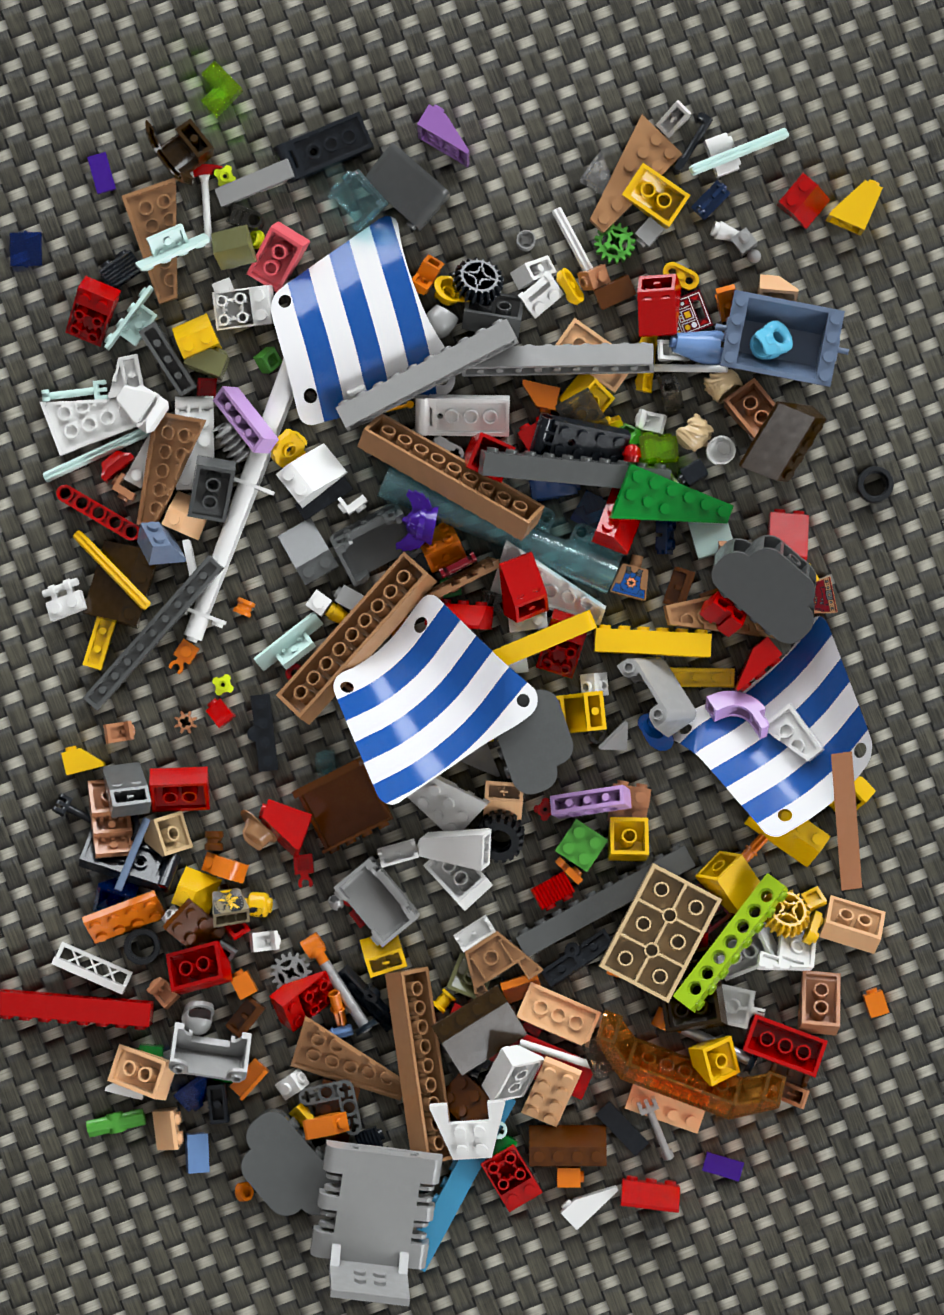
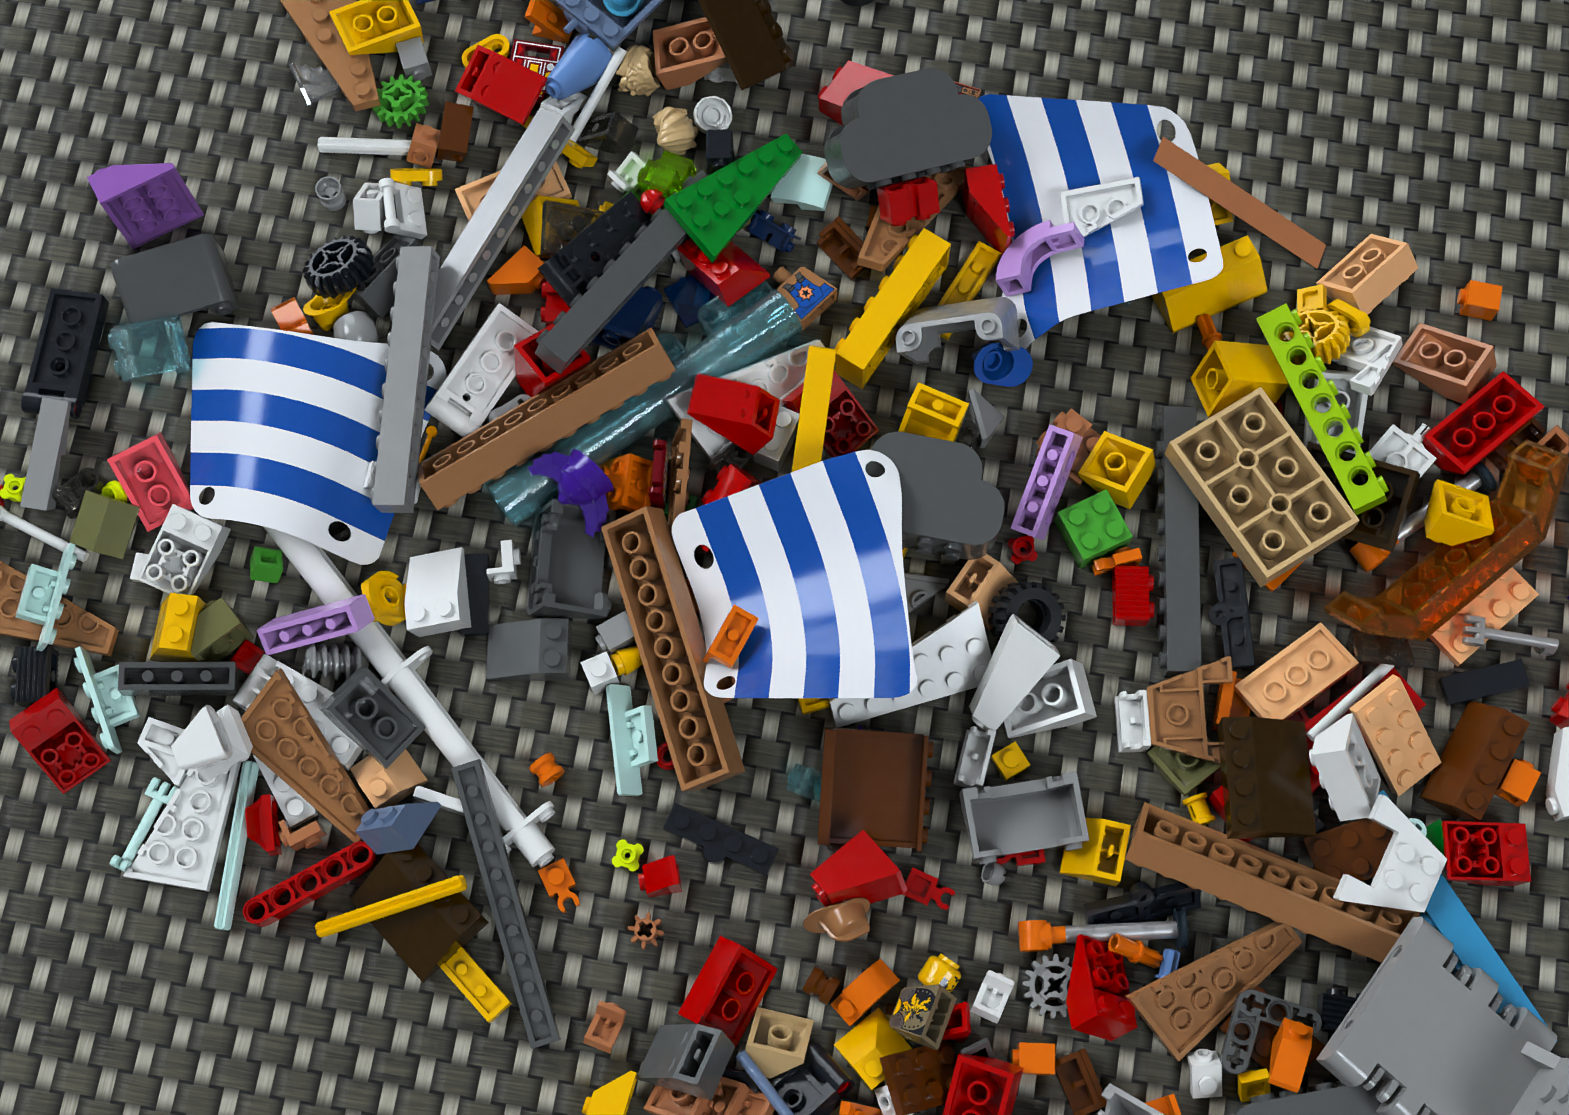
camera: 55 degrees left, 15 degrees down
(66, 605) = (398, 997): white plate -> none
(378, 672) = (731, 637): none -> orange panel
(409, 874) = (1010, 761): none -> yellow plate
(594, 682) = (897, 402): white brick -> none

